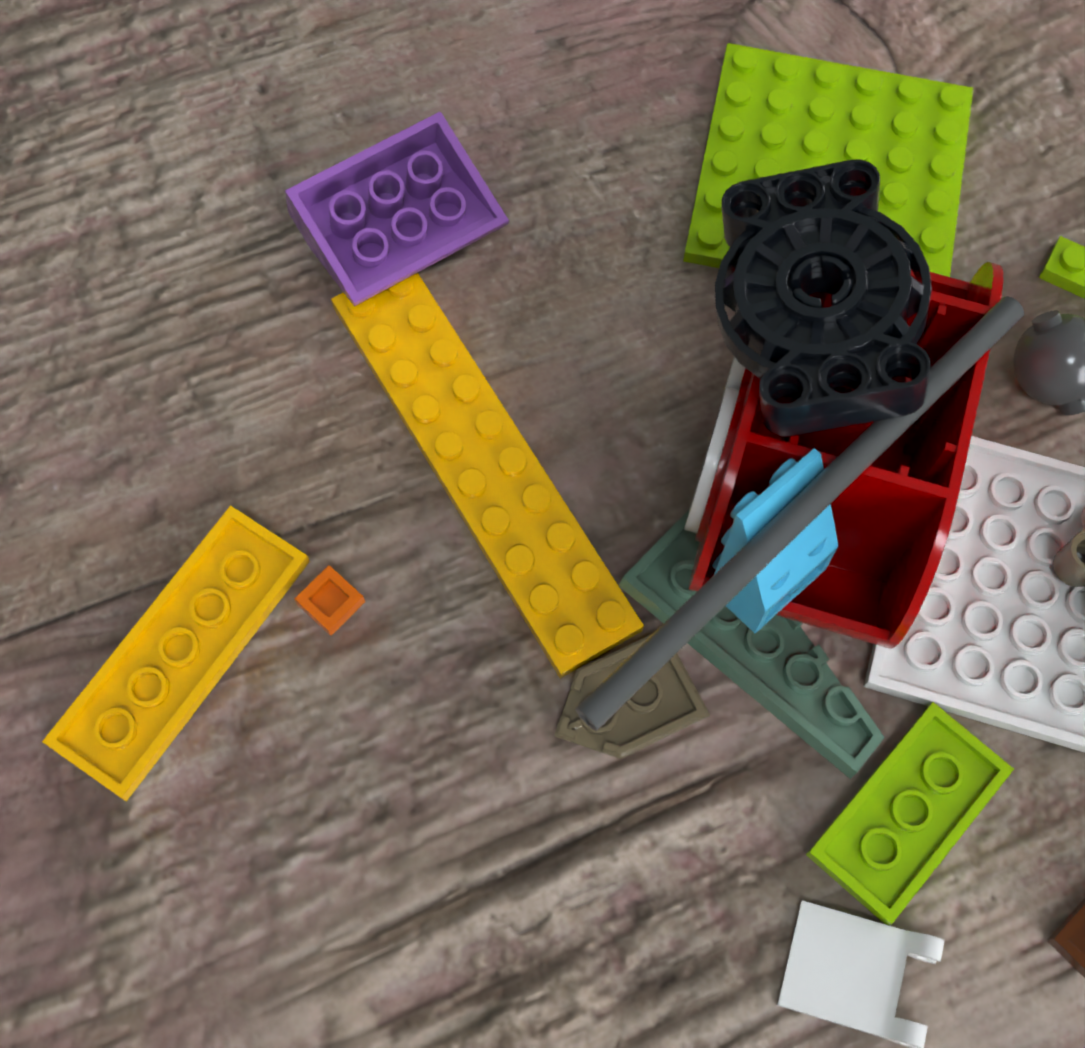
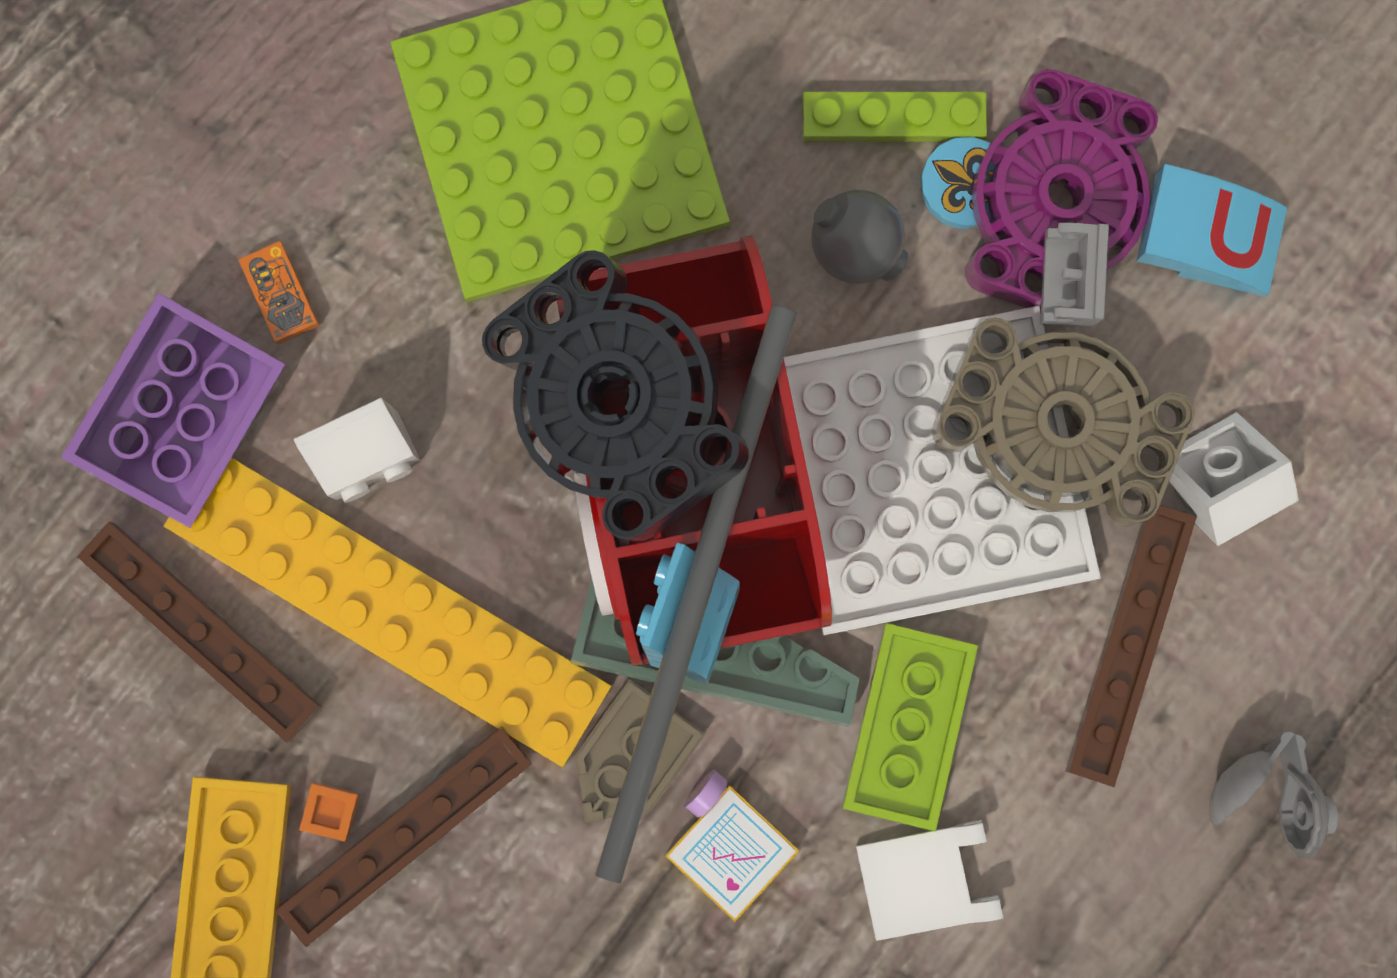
camera: 25 degrees left, 15 degrees up
(311, 398) = (199, 631): none -> reddish brown plate
(382, 656) = (403, 836): none -> reddish brown plate
(531, 177) = (279, 292): none -> tile
(531, 312) = (359, 450): none -> white slope
(678, 840) = (732, 853): none -> white tile
(682, 768) = (706, 793): none -> lavender tile

